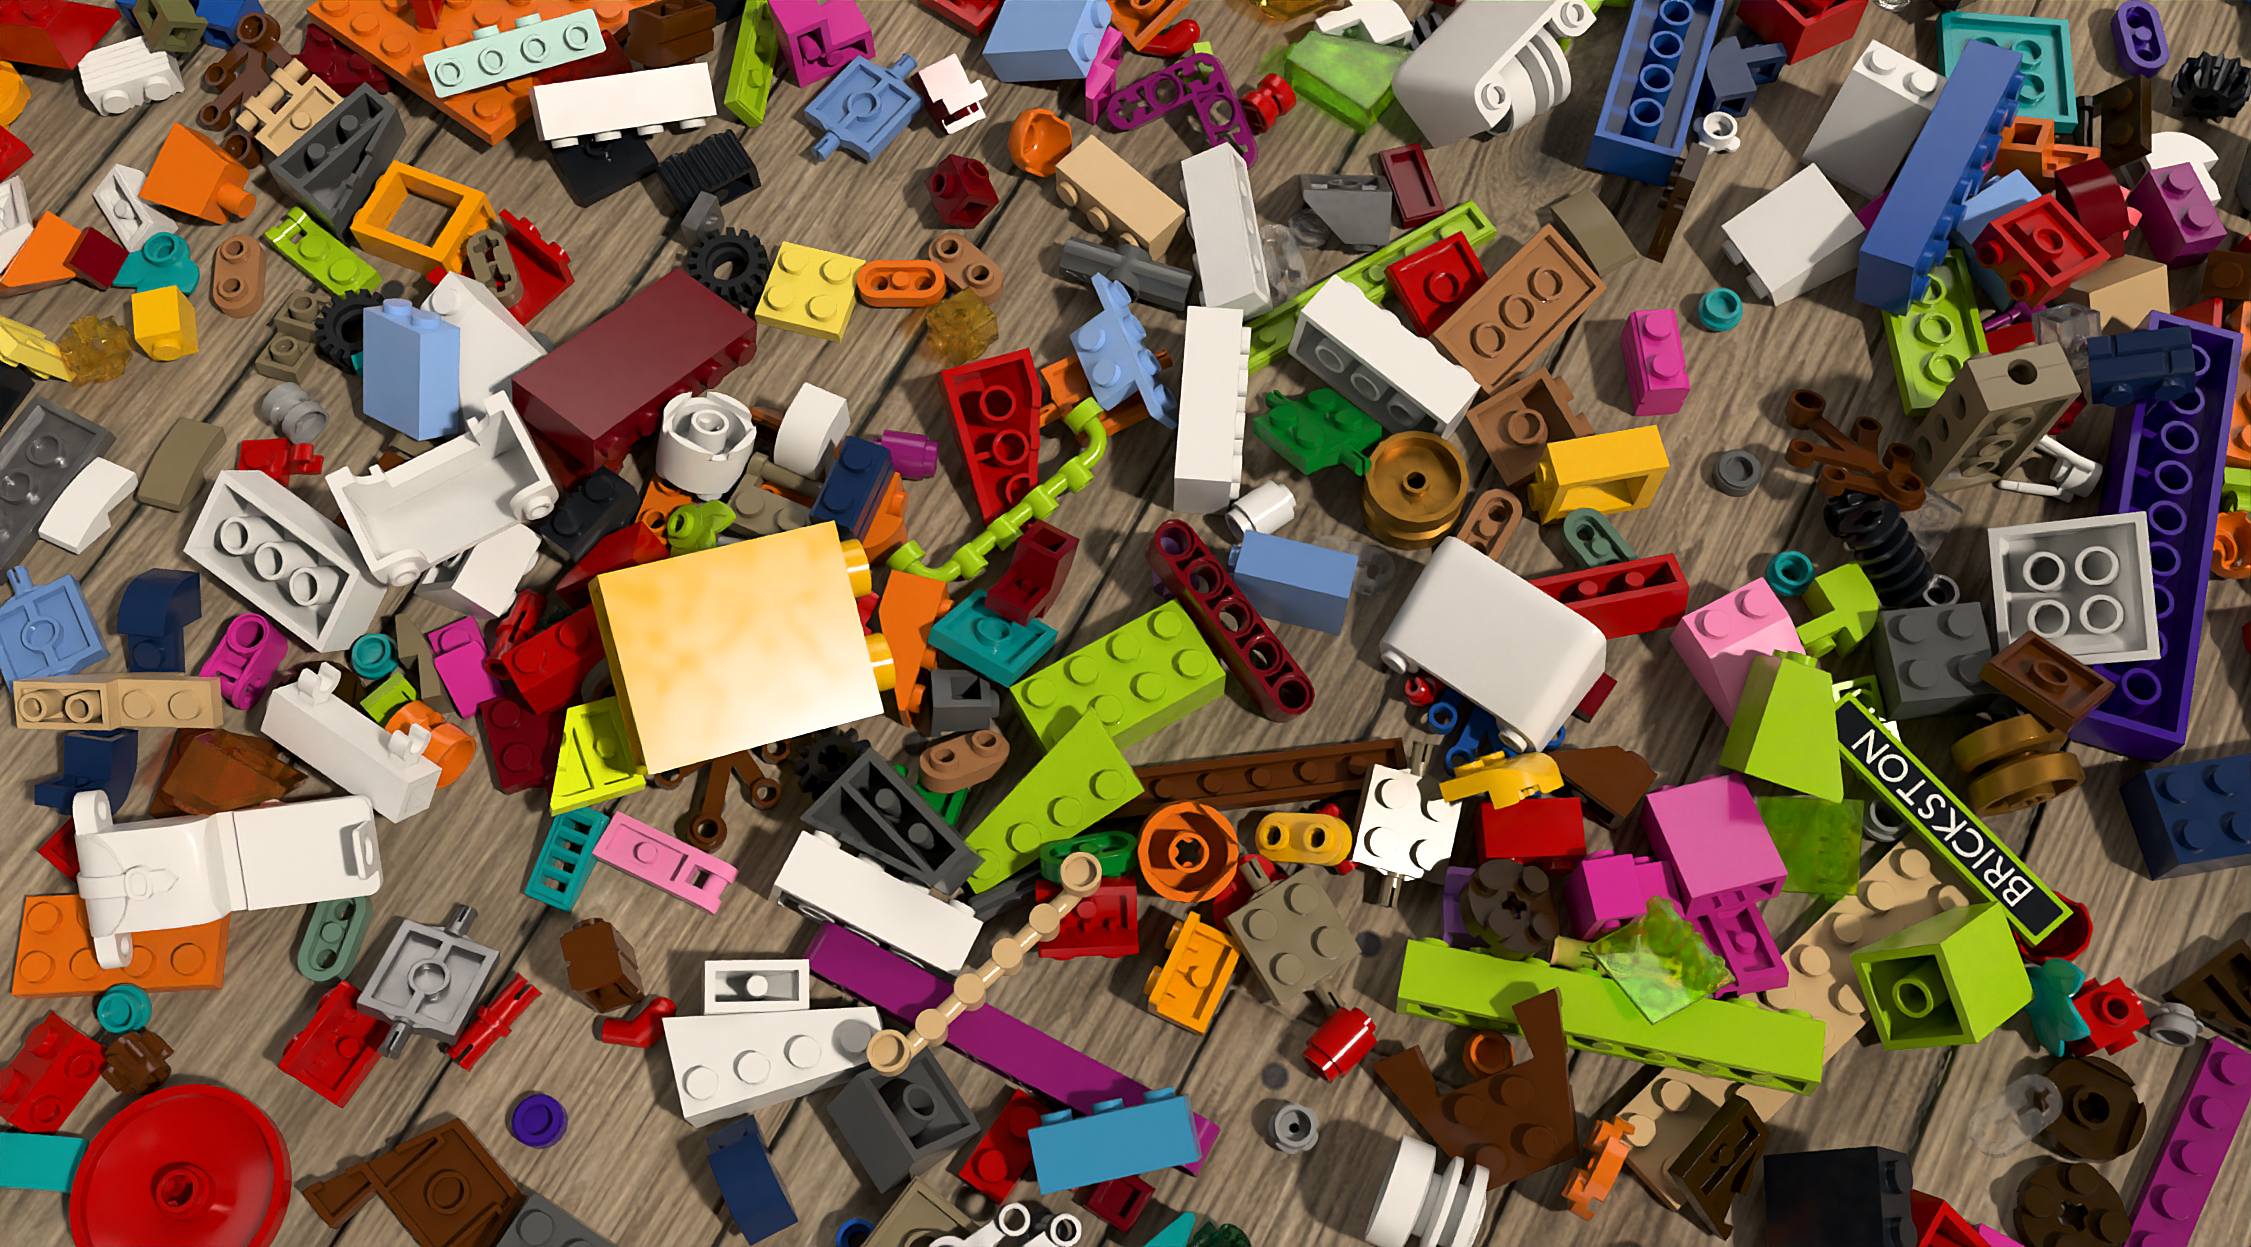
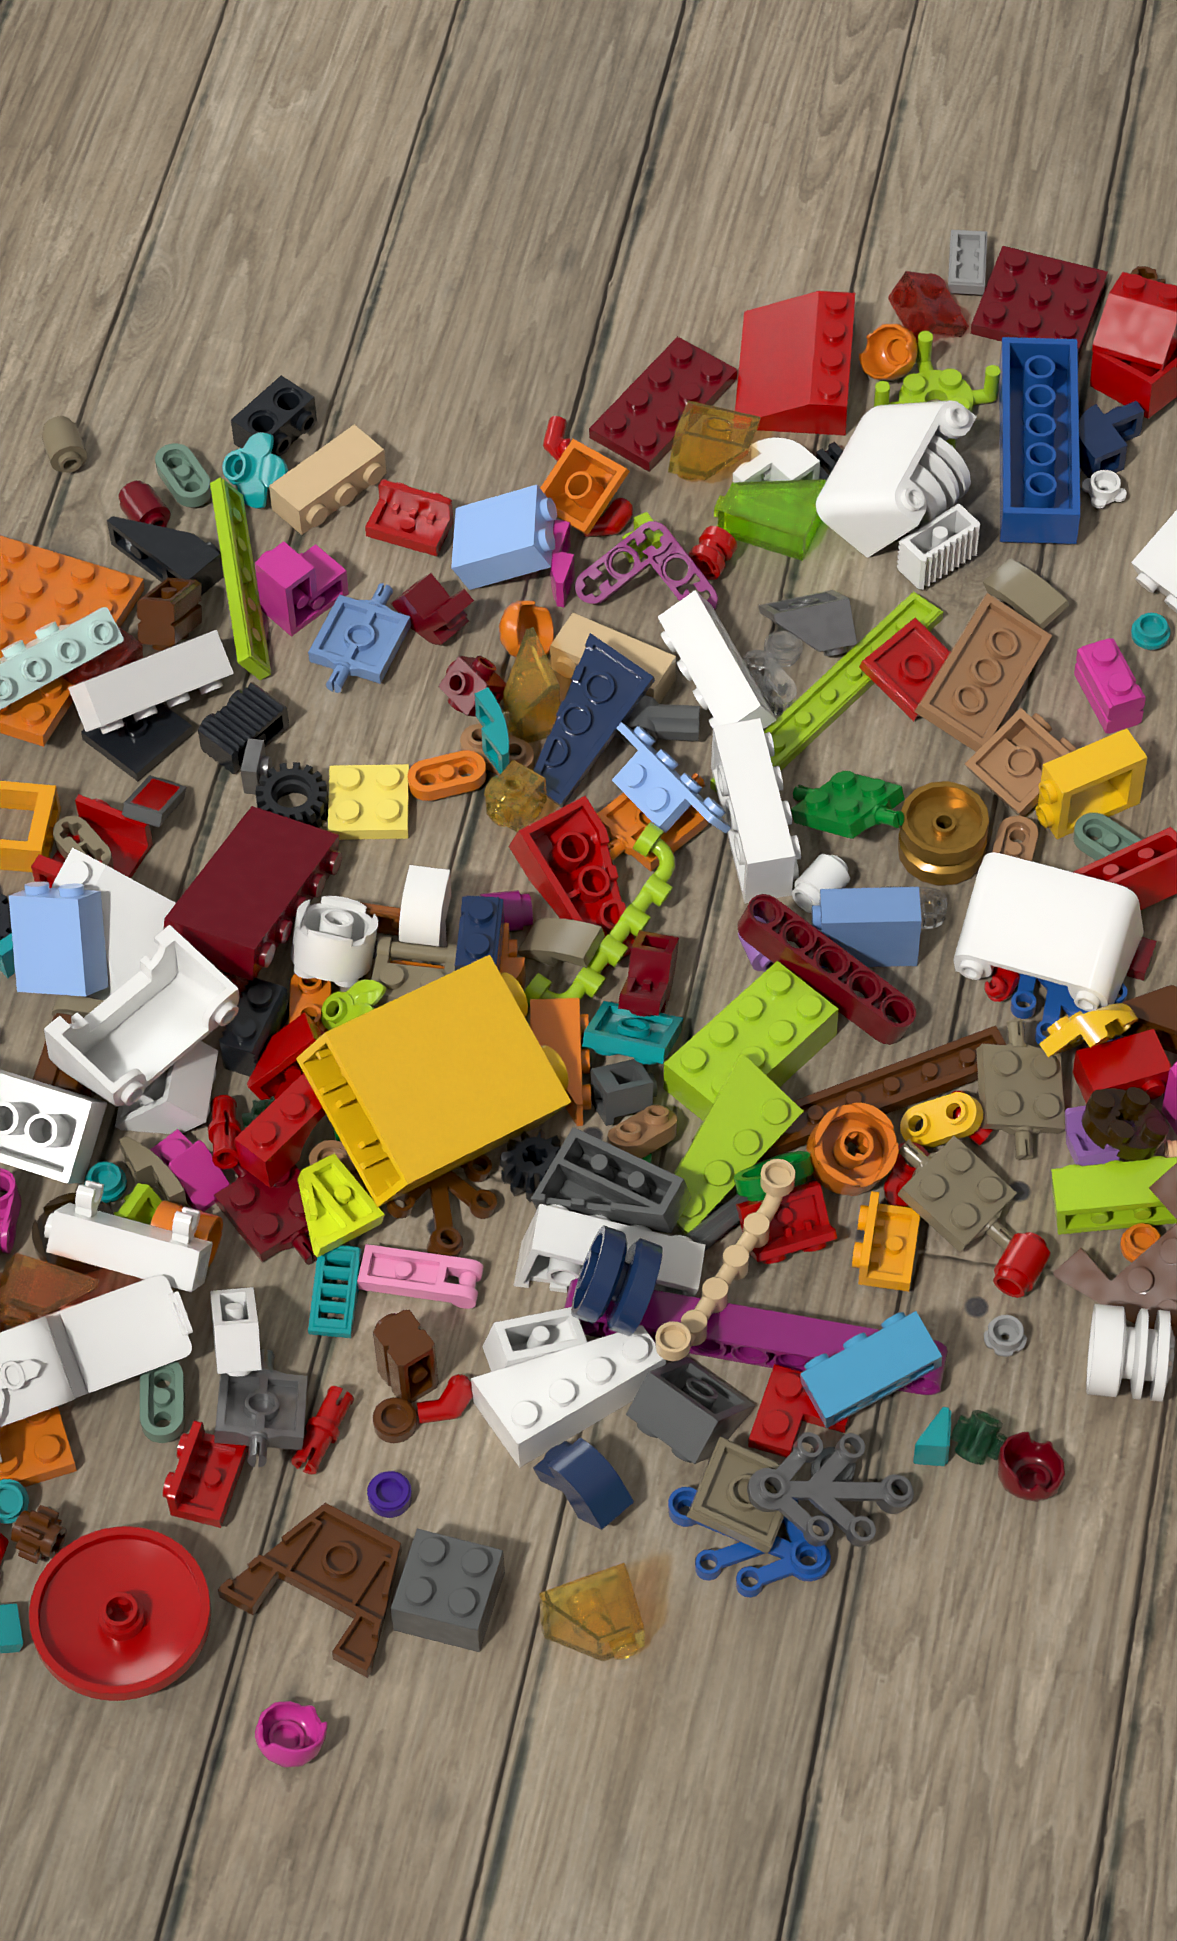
camera: 15 degrees left, 10 degrees down
(428, 882) = (235, 1331): none -> white brick
(577, 1030) = (394, 1420): none -> reddish brown tile
(582, 235) = (154, 801): none -> tile
(845, 954) = (616, 1280): none -> dark blue wheel
(953, 508) = (562, 940): none -> dark tan slope
(960, 251) = (494, 730): none -> teal slope
(1014, 216) = (531, 692): none -> clear yellow slope
(1083, 239) = (599, 698): none -> dark blue wing
(1120, 1201) = (884, 1424): dark red tile -> none
(1380, 363) = (882, 736): white brick -> none
(1411, 184) = (866, 598): dark red tile -> none
(1513, 155) = (938, 546): none -> white brick
(1675, 198) = (1086, 549): dark brown wing -> none

